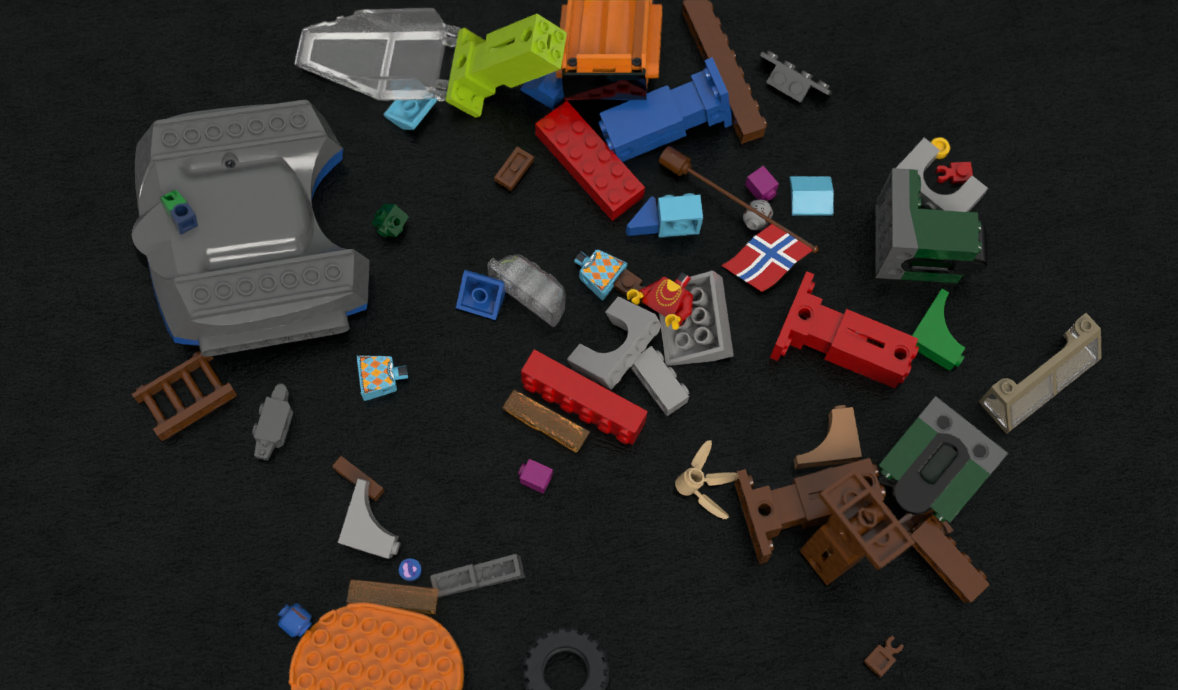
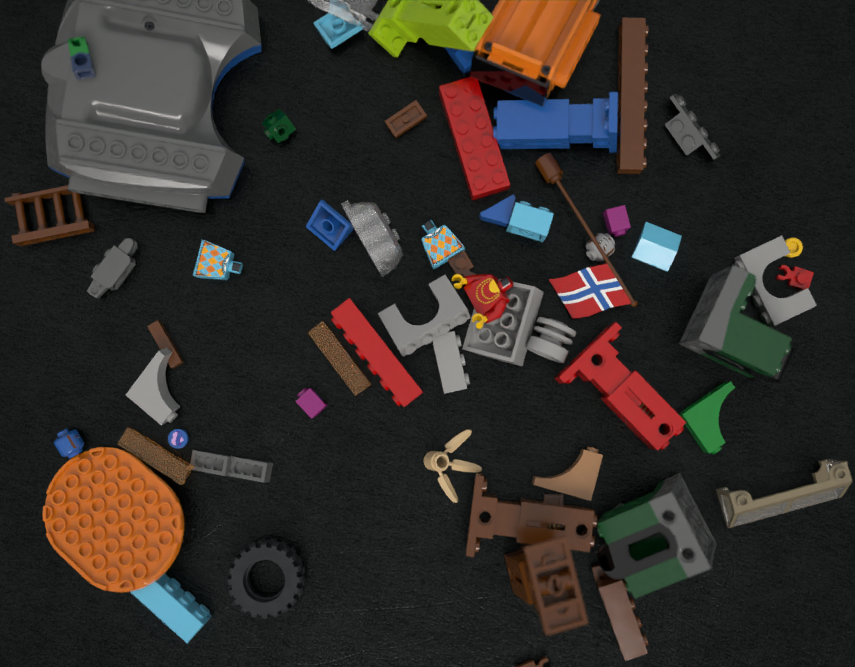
camera: 30 degrees right, 15 degrees up
(750, 317) = (551, 340): none -> light grey wheel

